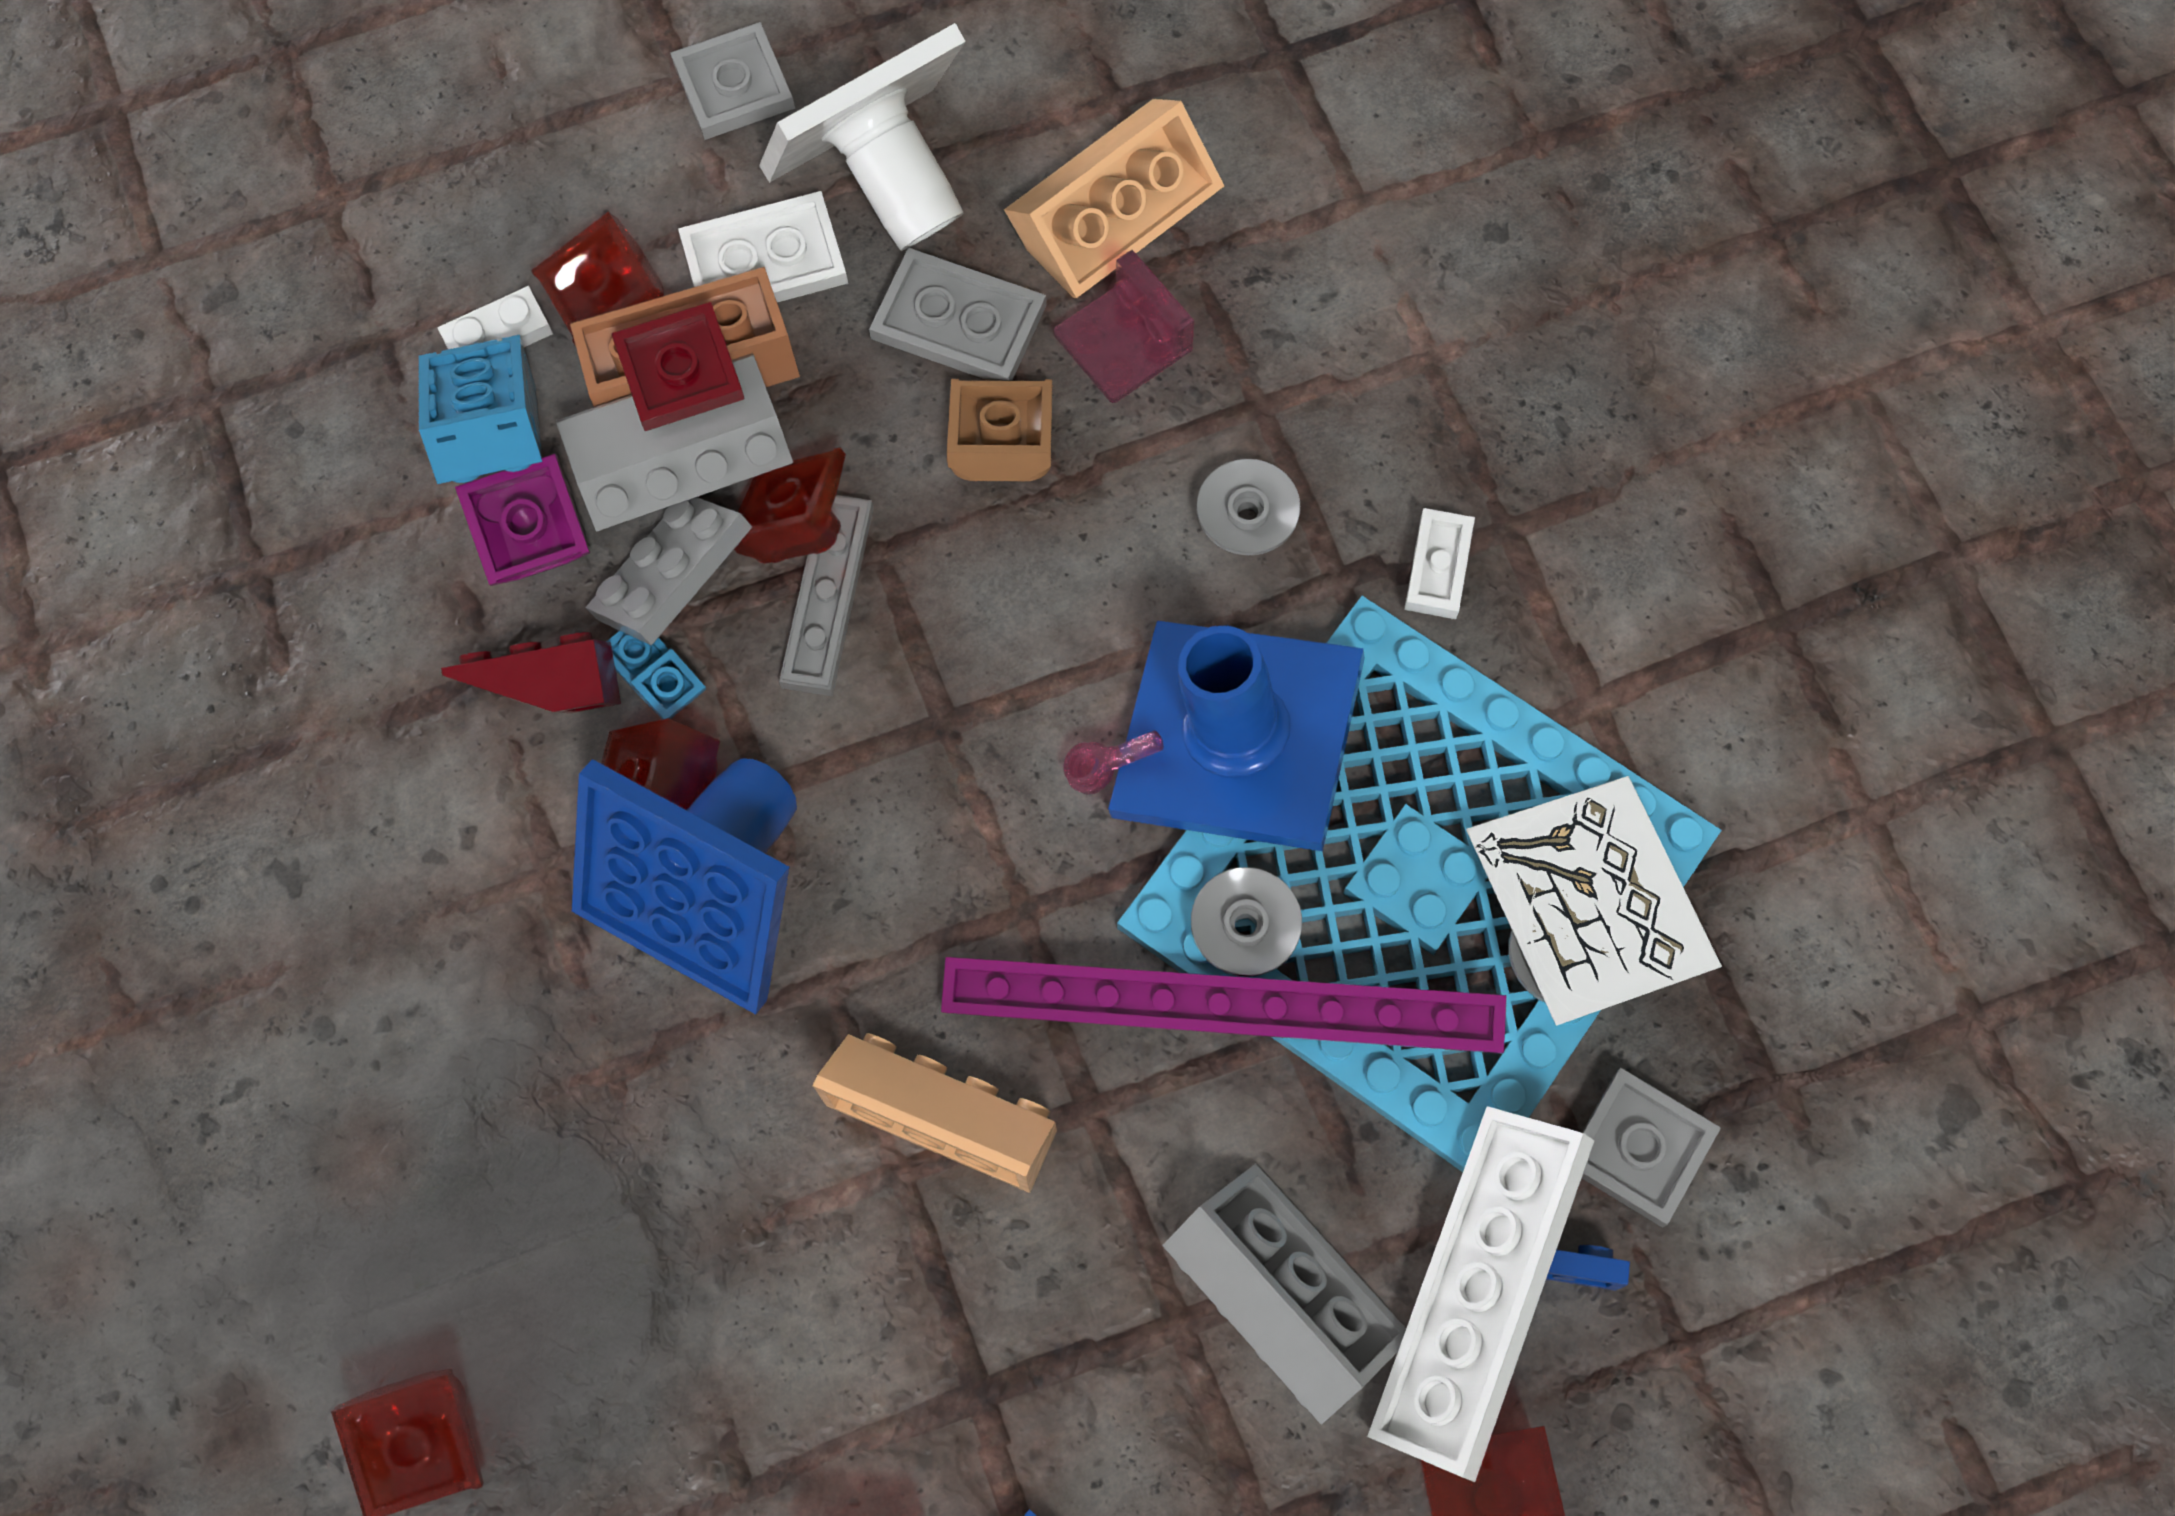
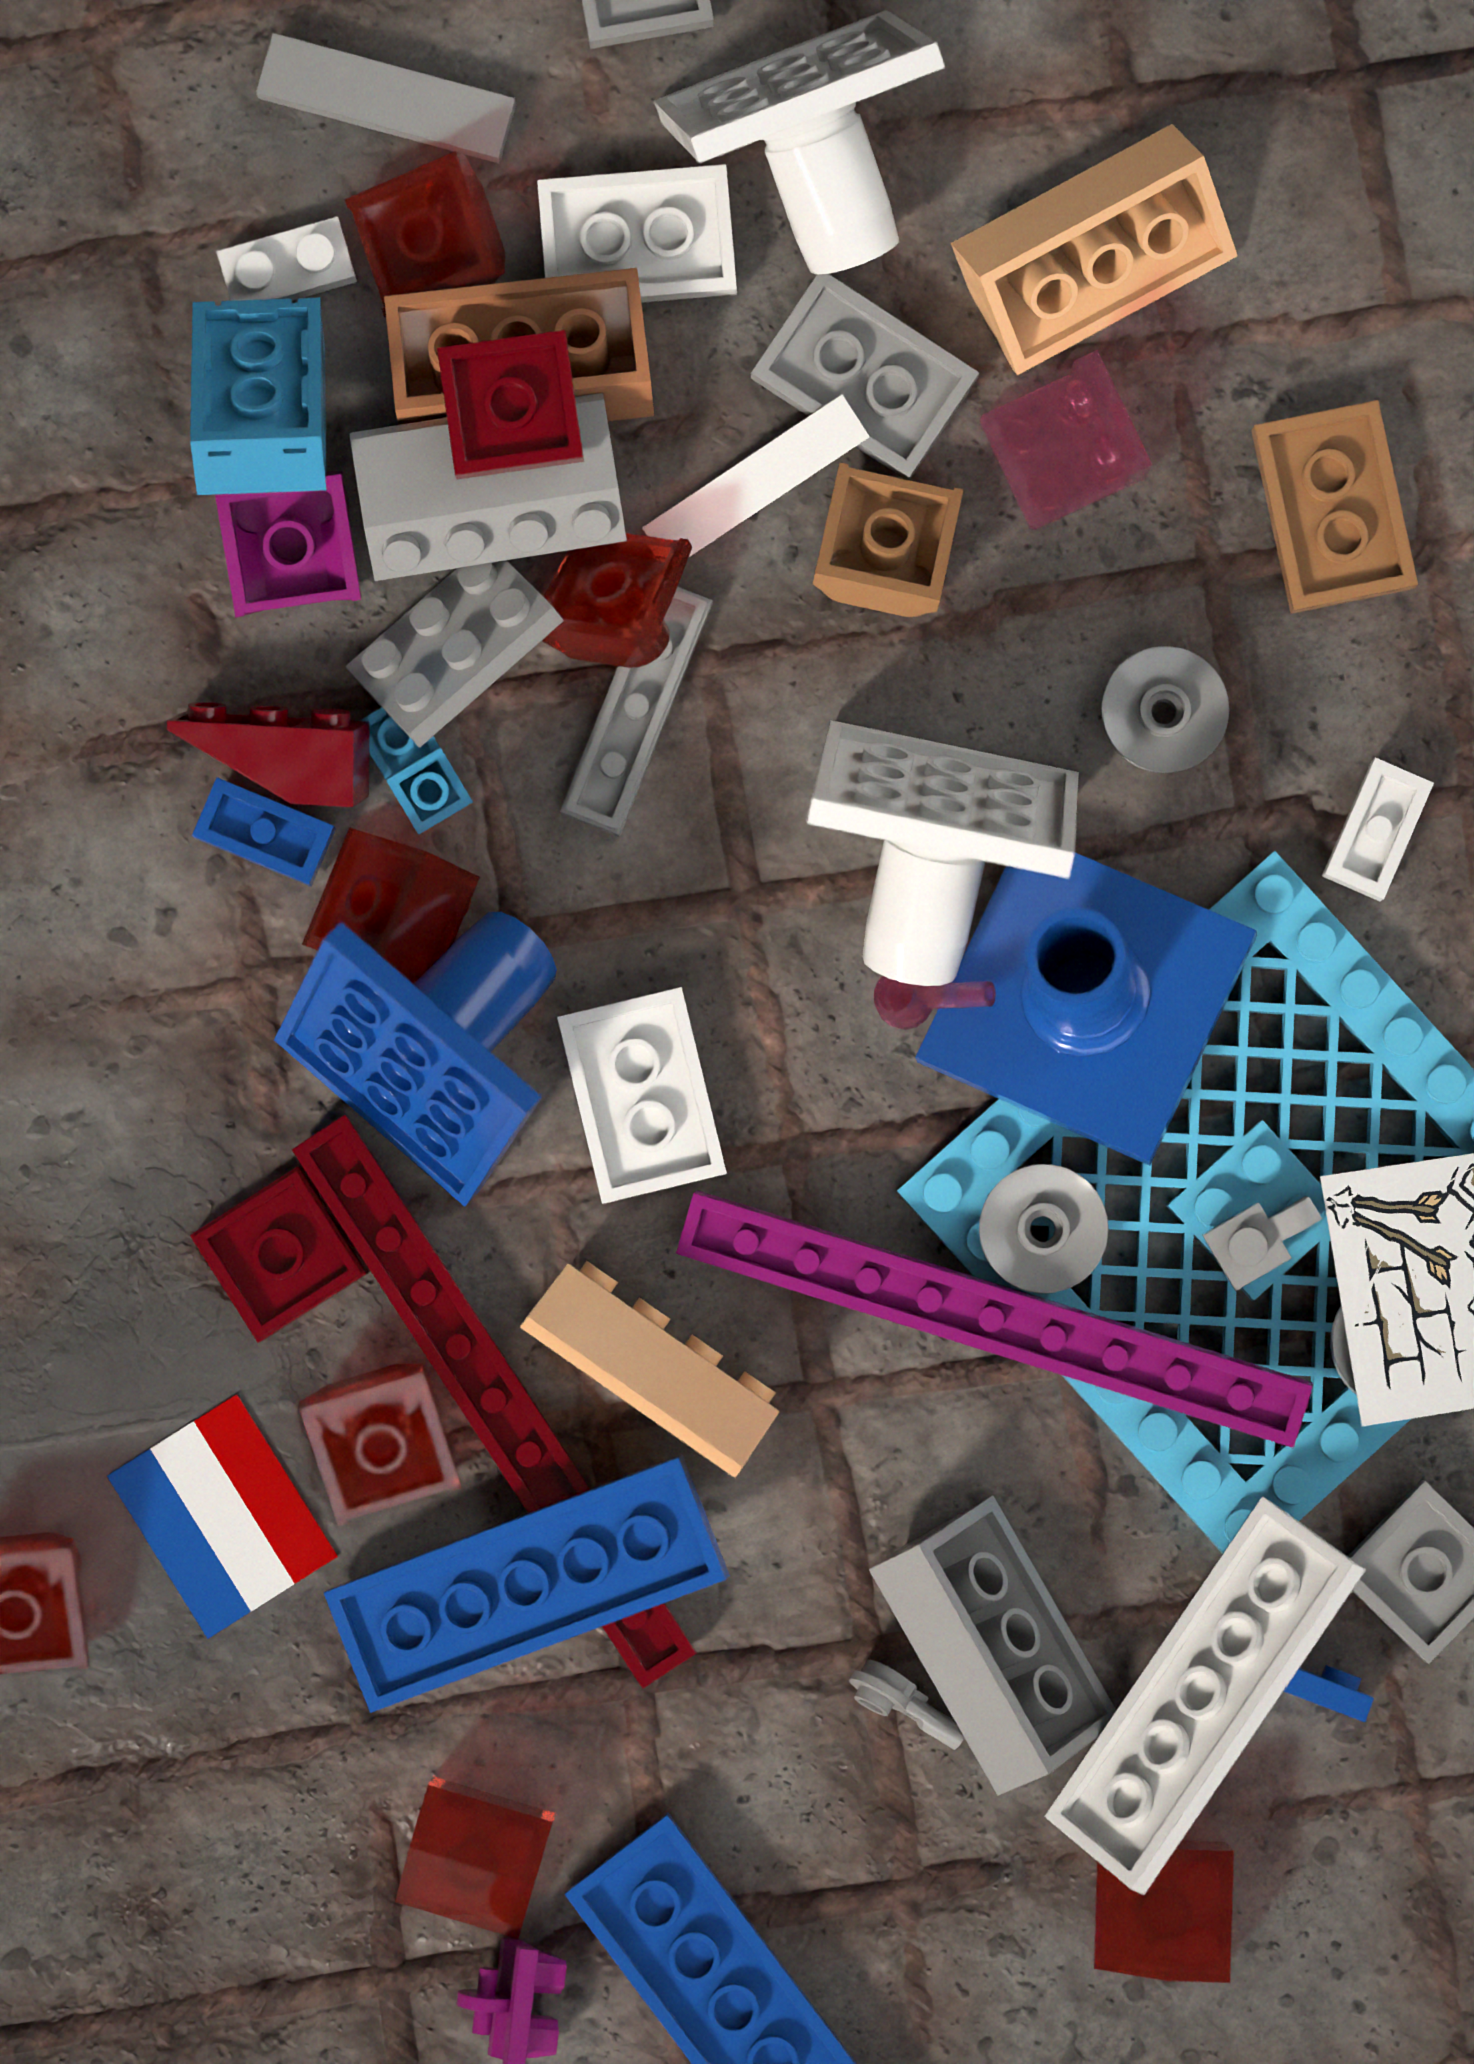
camera: 10 degrees right, 15 degrees up
(536, 745) = (264, 831): none -> blue plate
(551, 200) = (386, 98): none -> light grey tile
(587, 1328) = (222, 1516): none -> sticker
(602, 1088) = (278, 1254): none -> dark red tile
(712, 1226) = (379, 1440): none -> clear red slope
(814, 1177) = (467, 1359): none -> dark red plate
(861, 1322) = (527, 1583): none -> blue plate
(888, 890) = (642, 1095): none -> white plate
(897, 400) = (762, 477): none -> white sticker
(1086, 641) = (939, 823): none -> white piece
(1202, 1351) = (885, 1689): none -> light grey plate
(1343, 339) = (1334, 506): none -> medium nougat plate
(1425, 898) = (1252, 1242): none -> light grey plate

